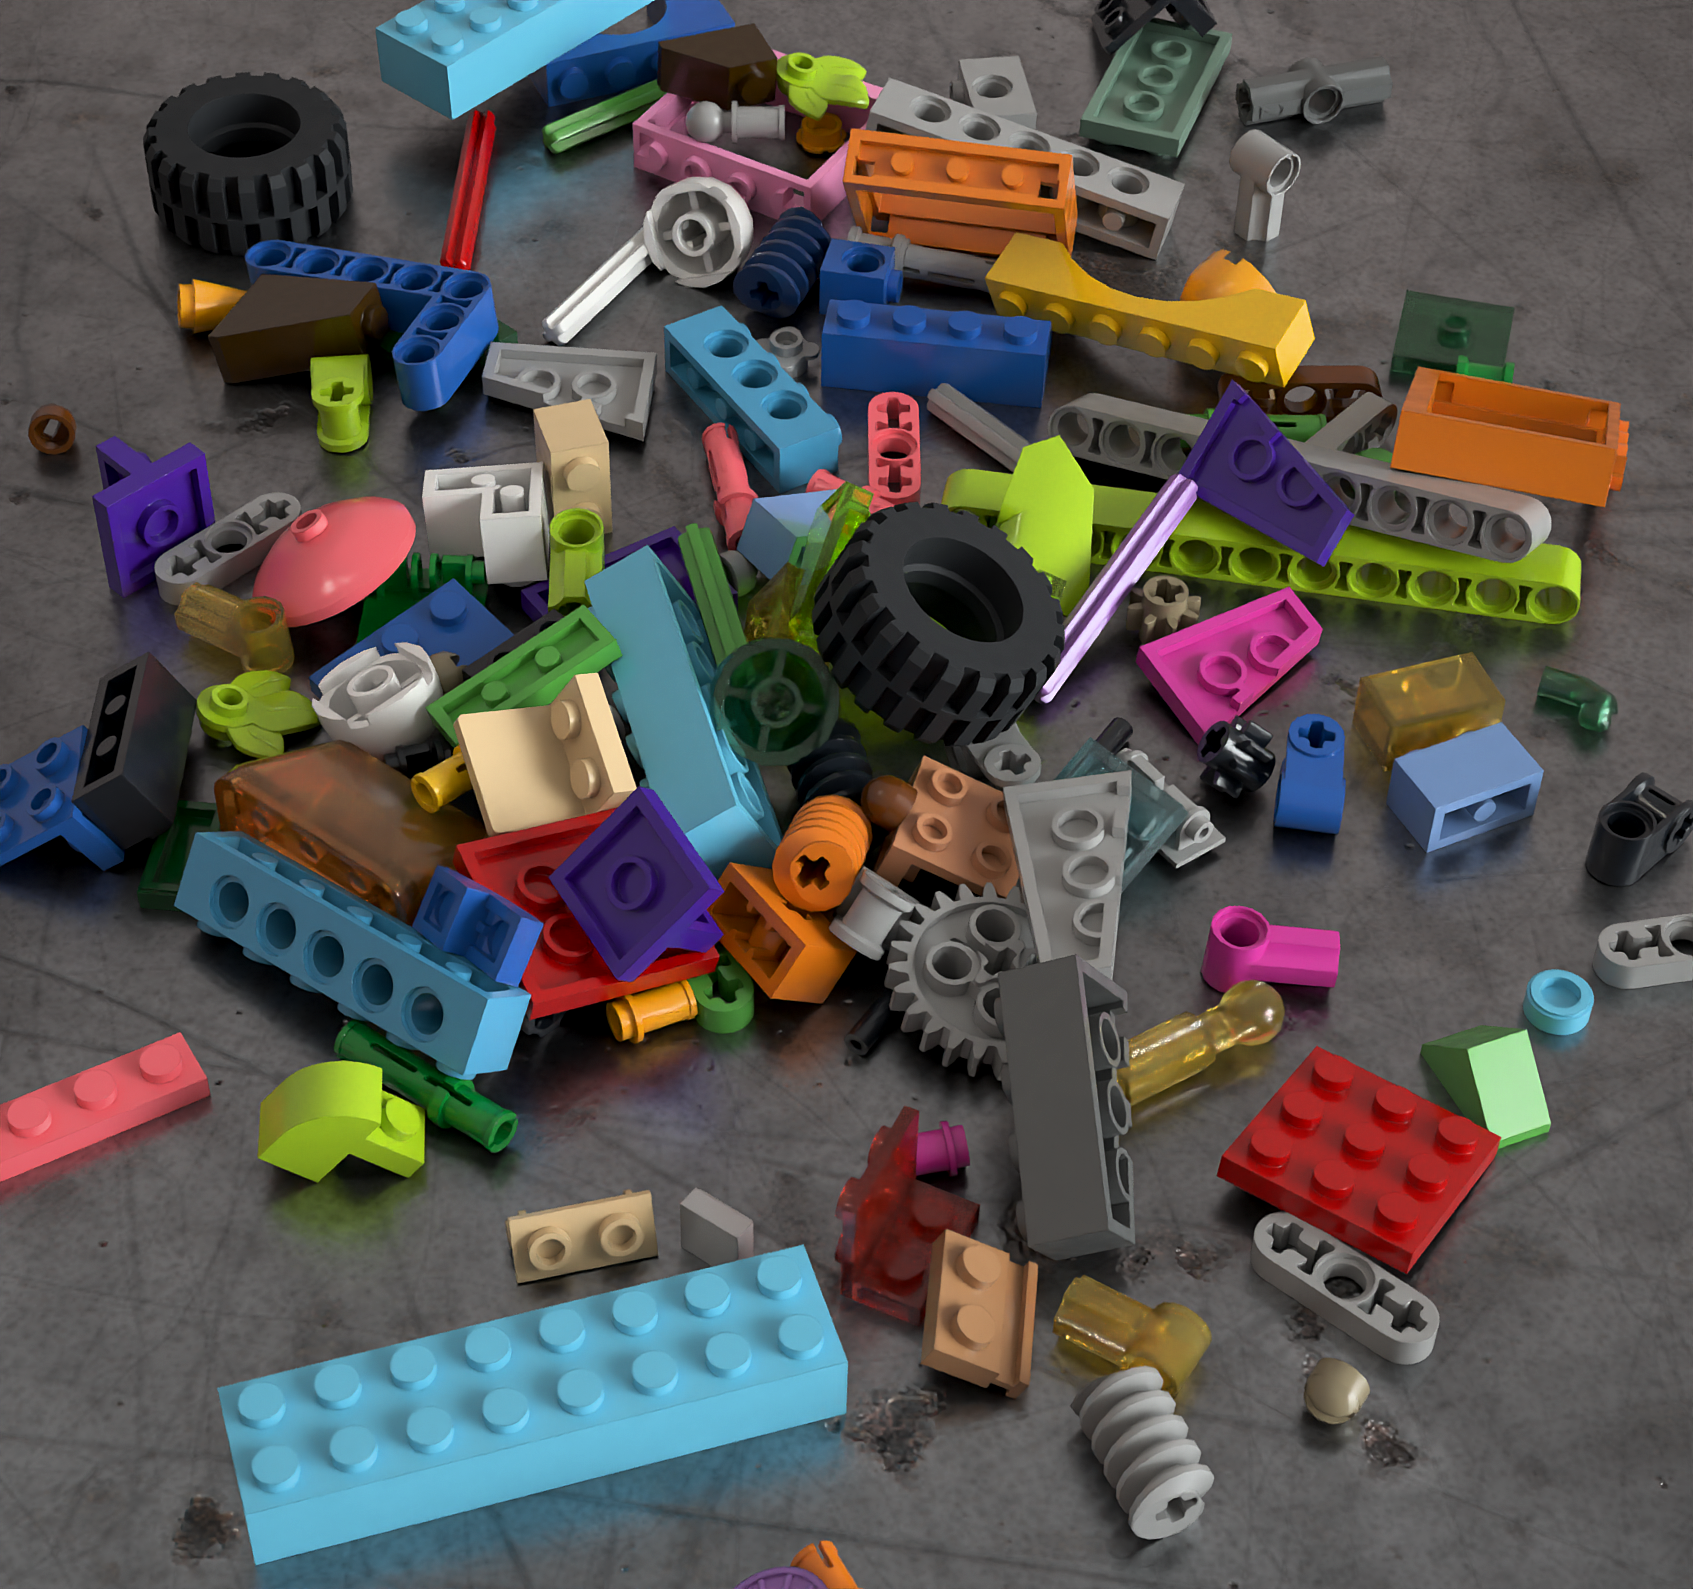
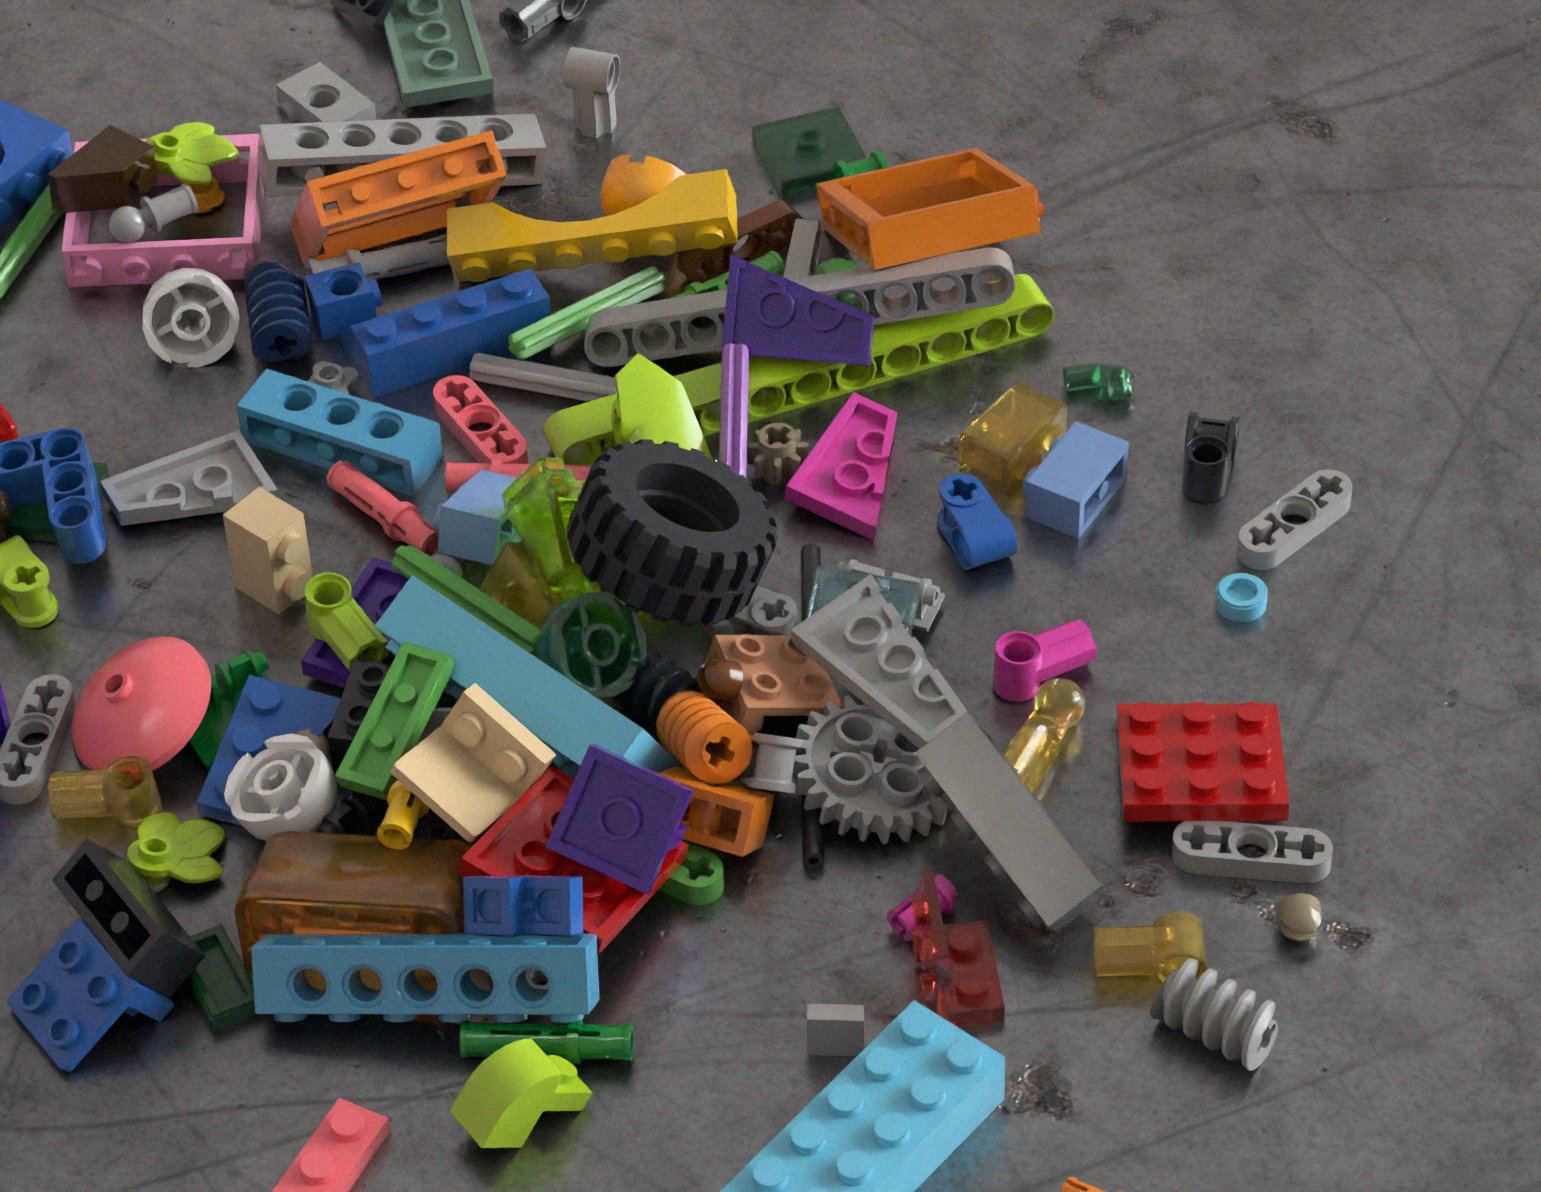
camera: 30 degrees left, 0 degrees up
(491, 514) = (239, 610): white brick -> none
(582, 1236) = (744, 1081): tan hinge -> none
(597, 291) = (139, 387): white axle -> none
(650, 1010) = (653, 918): light orange pin -> none
(979, 1314) = (1046, 987): medium nougat plate -> none
(1056, 391) = (575, 317): none -> bright green axle
(1236, 756) = (912, 532): black gear -> none
(1492, 1080) = (1240, 667): slope -> none

